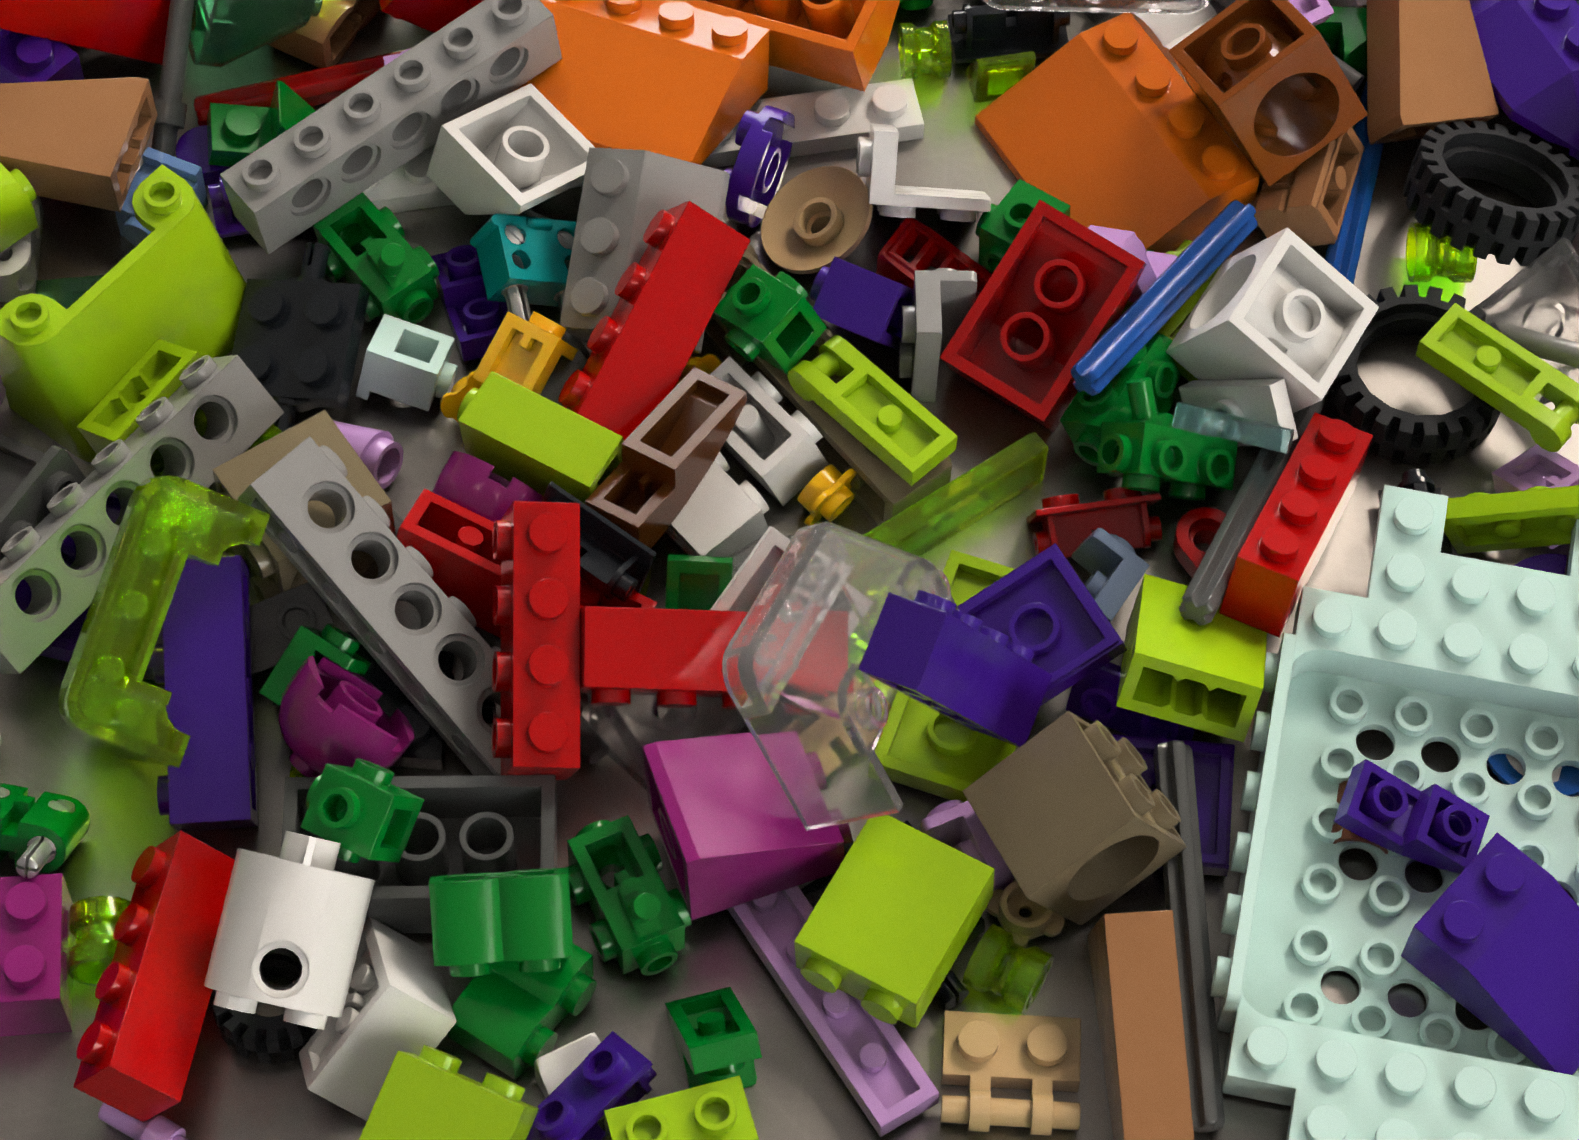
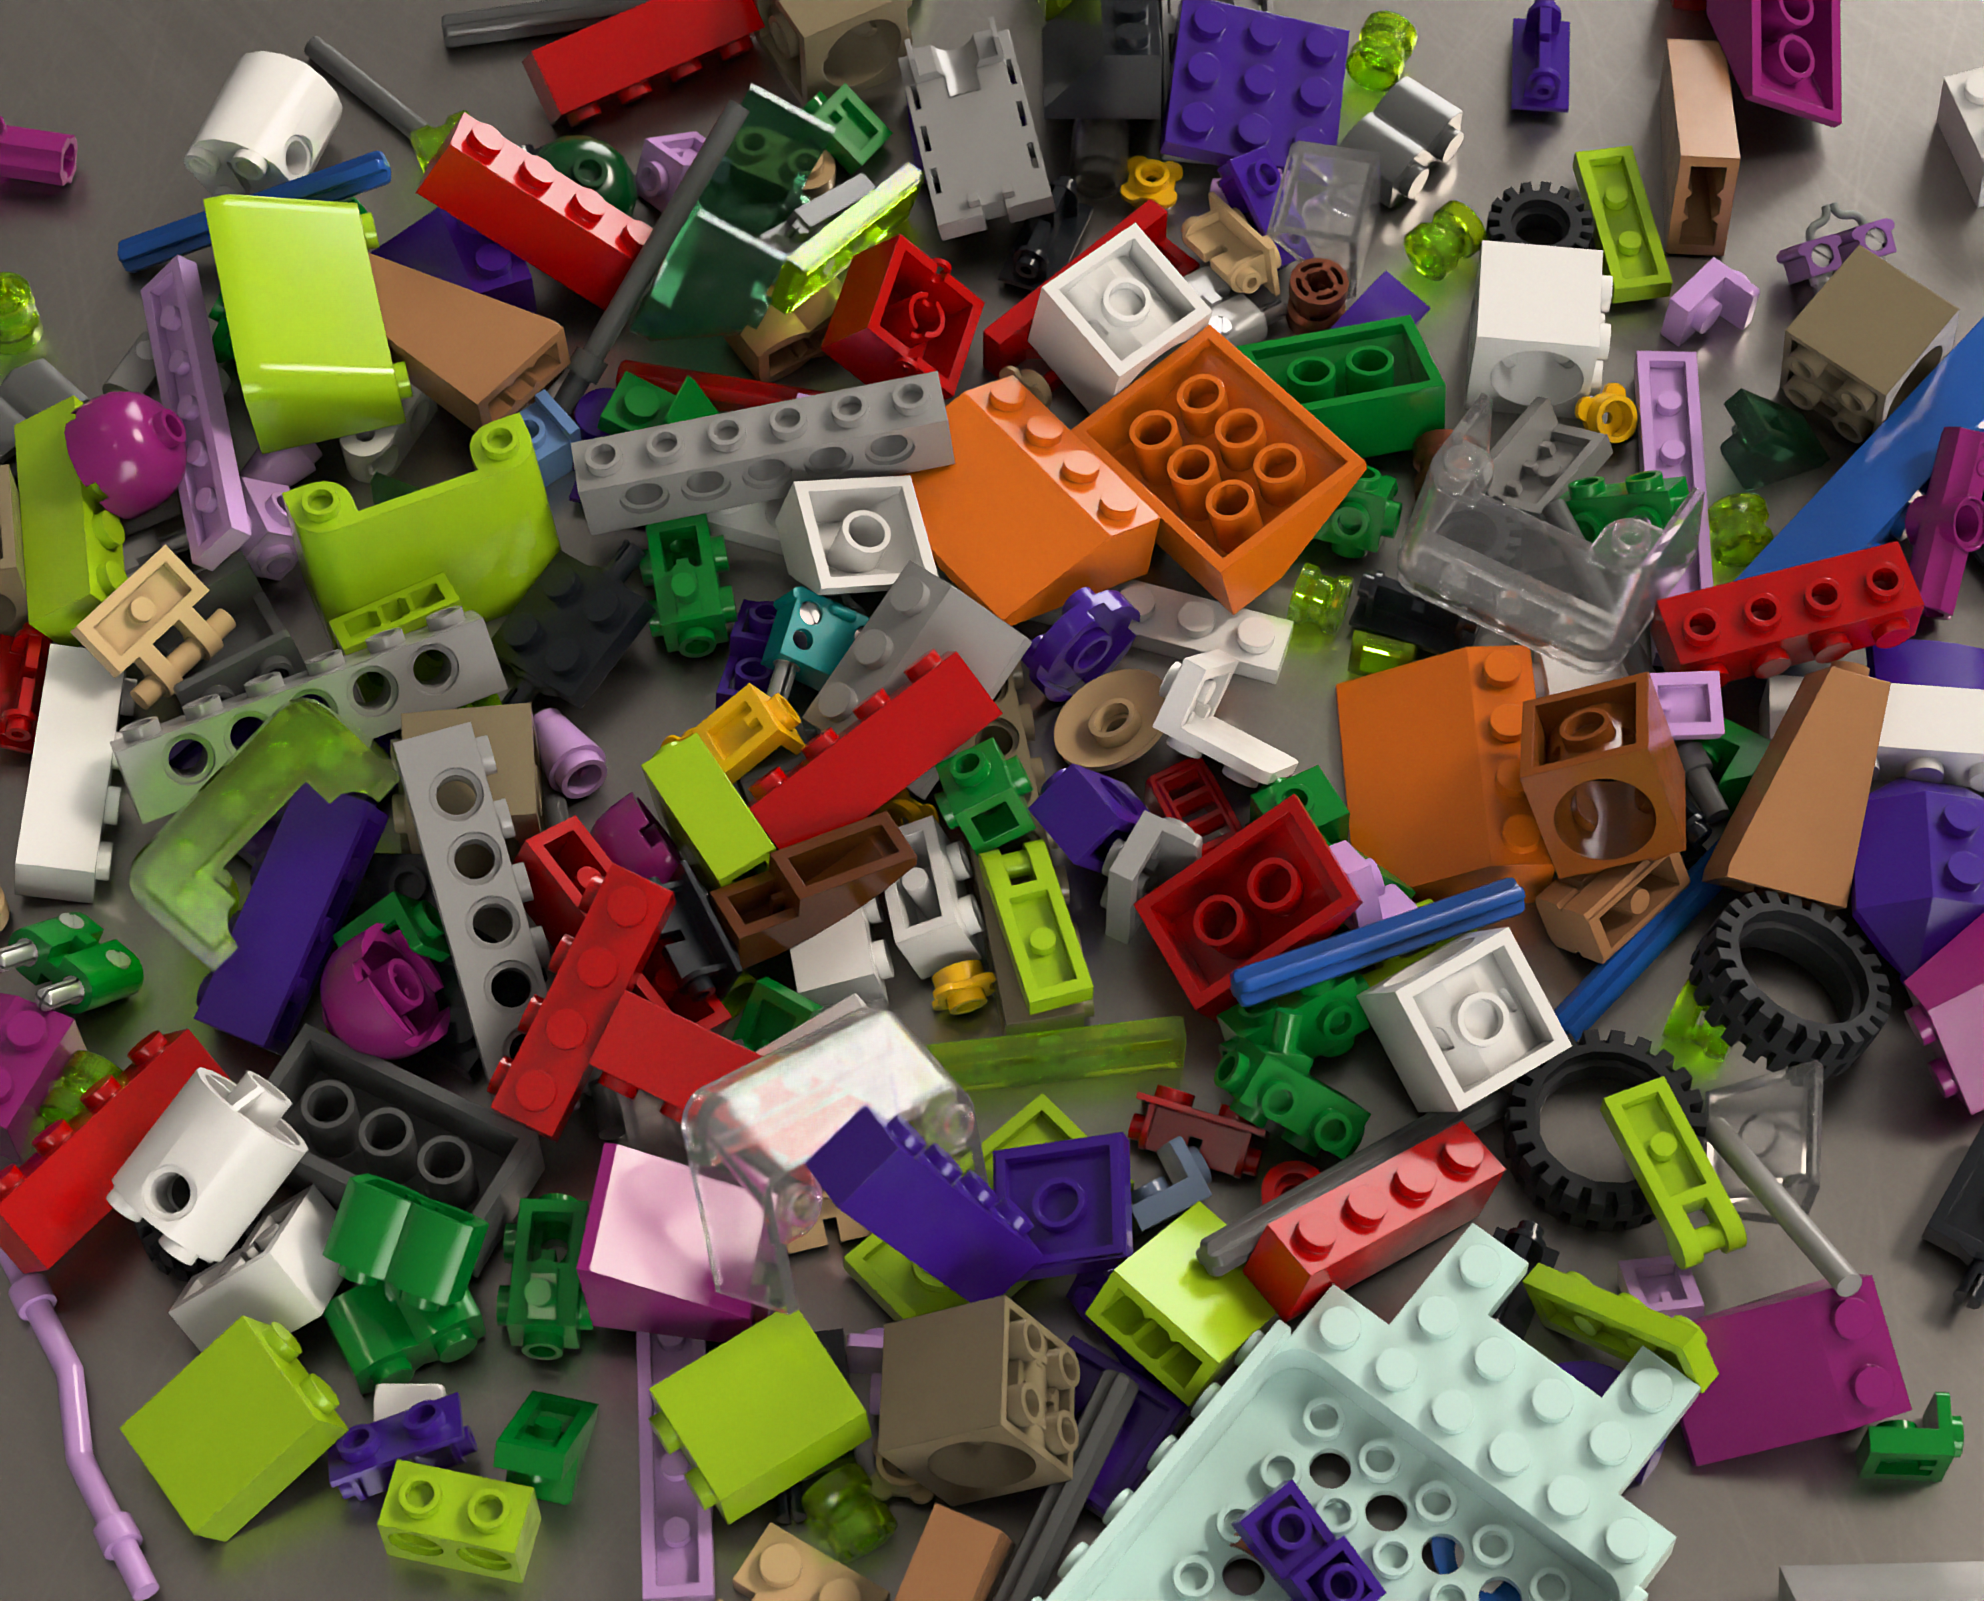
camera: 30 degrees right, 0 degrees up
(361, 811) = (335, 1086): green brick -> none
(407, 364) = (656, 691): light aqua brick -> none
(1232, 427) = (1345, 1083): clear light blue bar -> none
(1248, 398) = (1390, 1087): white plate -> none

